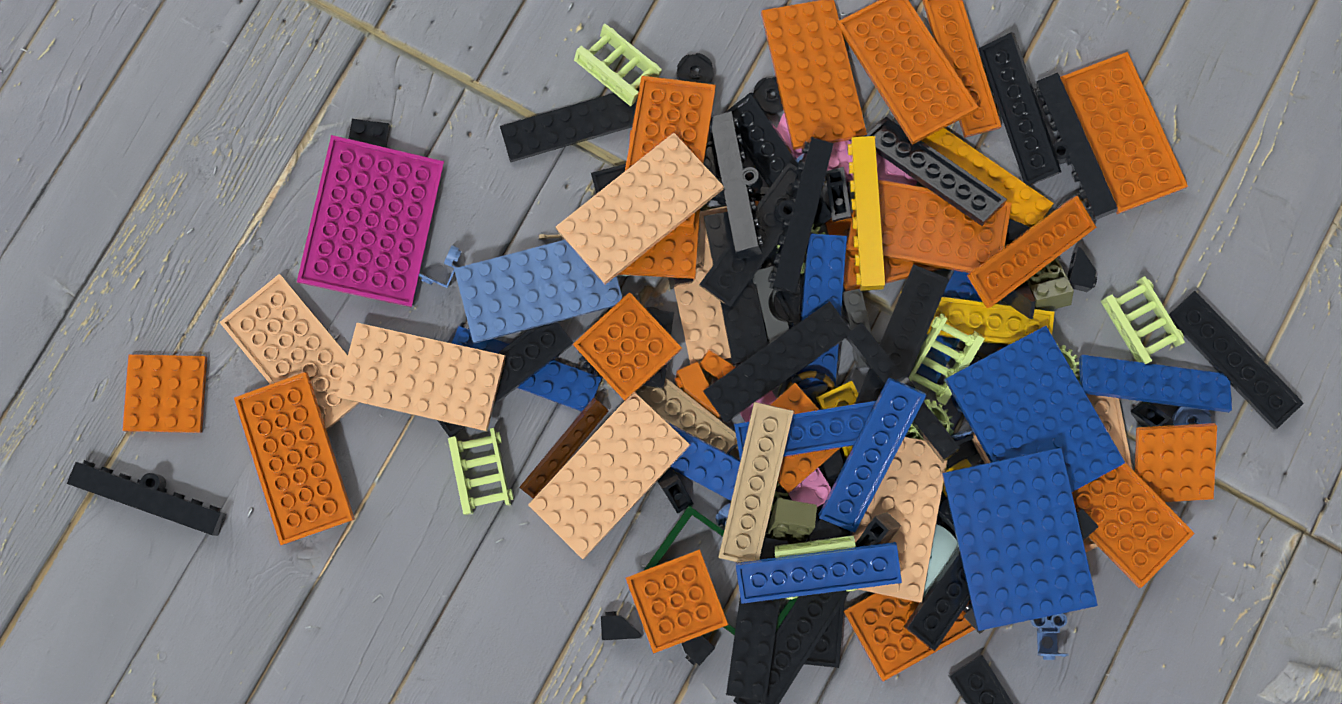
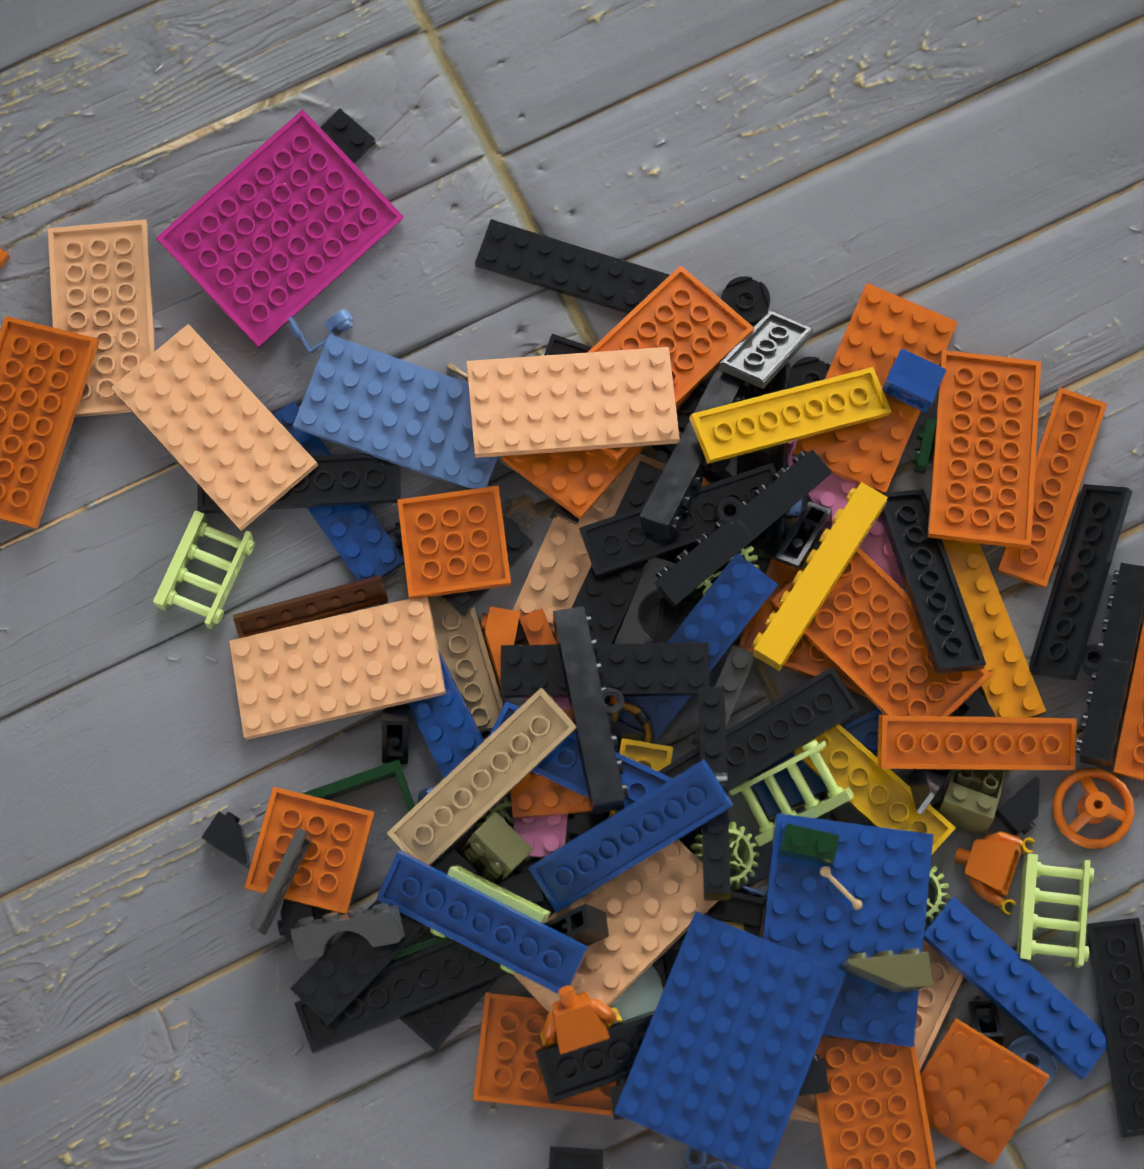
camera: 35 degrees right, 5 degrees down
(605, 75) = (647, 251): yellowish green fence -> none
(677, 635) = (281, 881): none -> dark grey tile
(732, 93) = (766, 349): none -> tile
(754, 619) = (379, 926): none -> dark grey arch
(779, 125) = (789, 415): none -> yellow plate
(790, 394) = (590, 710): none -> black hinge
(836, 52) = (913, 380): none -> blue bracket
(870, 95) = (921, 455): none -> dark green plate
(920, 592) = (577, 1021): none -> orange torso
(981, 384) = (808, 844): none -> dark green brick
(1000, 394) = (825, 872): none -> tan hinge
(1089, 319) = (993, 865): none -> orange torso
(1091, 423) = (894, 972): none -> olive slope
(1121, 242) = (1093, 807): none -> orange piece

